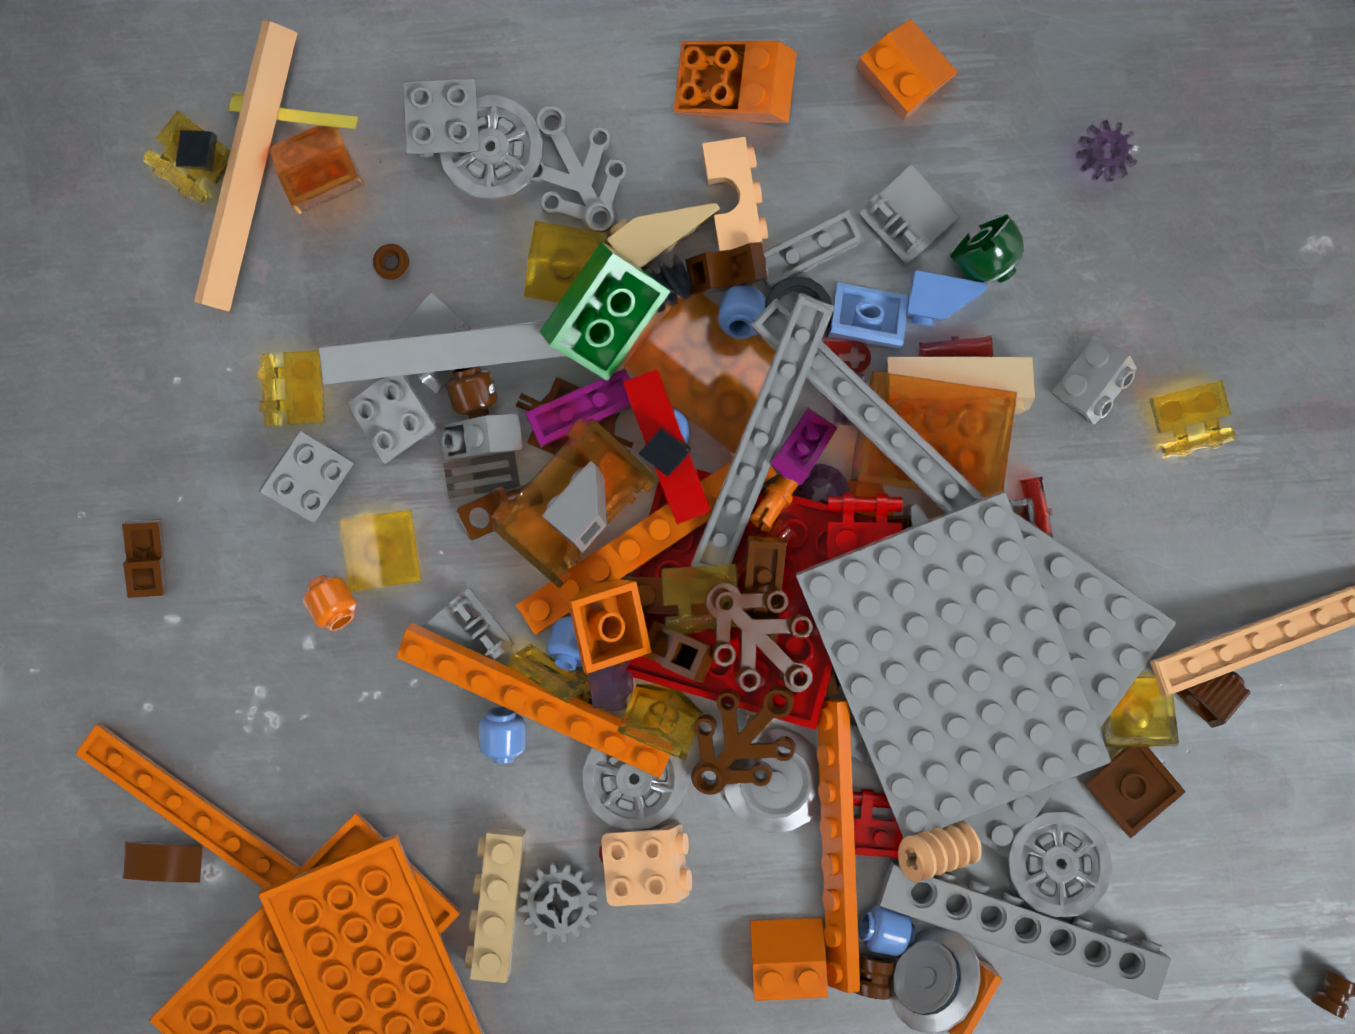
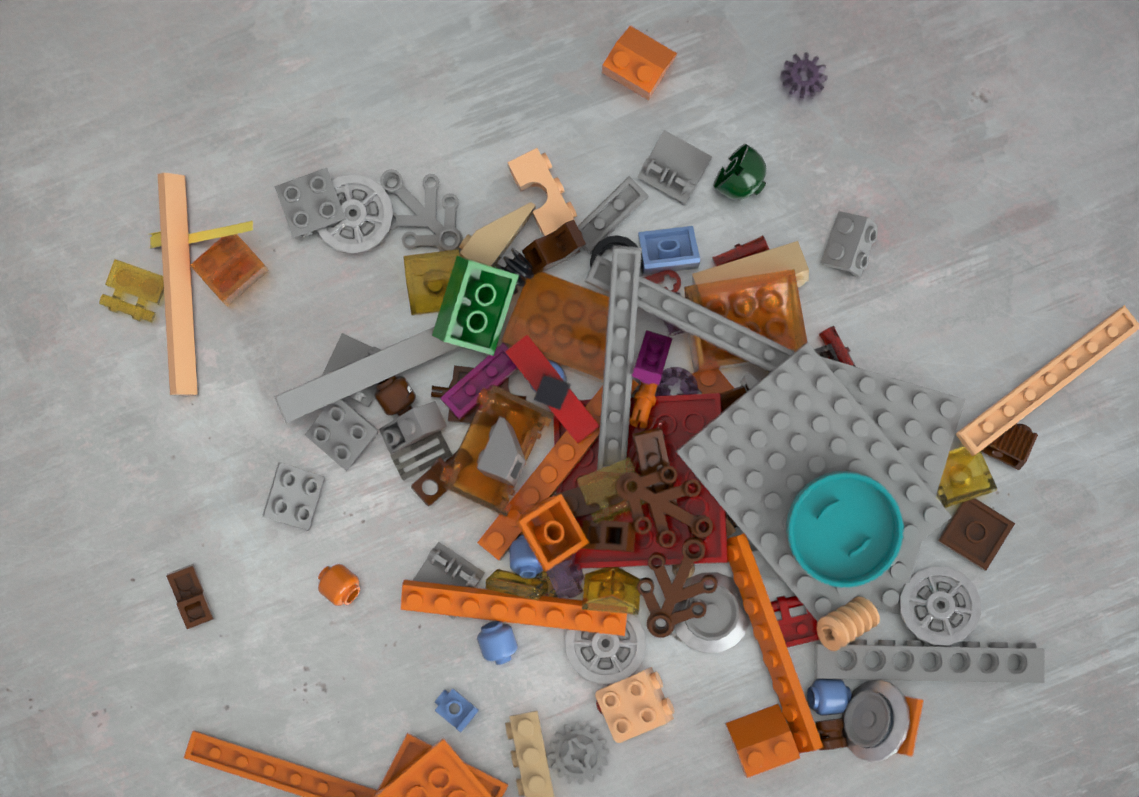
camera: 15 degrees left, 5 degrees down
(196, 150) = (138, 283): black slope -> none
(302, 386) = (269, 432): clear yellow plate -> none
(380, 258) = (299, 314): reddish brown plate -> none
(380, 550) = (363, 535): clear yellow slope -> none
(439, 805) = (466, 712): none -> medium blue brick
(736, 80) = (517, 109): orange slope -> none
(738, 309) = (572, 274): medium blue head -> none
(850, 535) = (706, 411): red plate -> none
(938, 296) = (715, 219): medium blue slope -> none
(974, 738) = (844, 529): none -> teal piece
(1191, 407) = (924, 242): clear yellow plate -> none

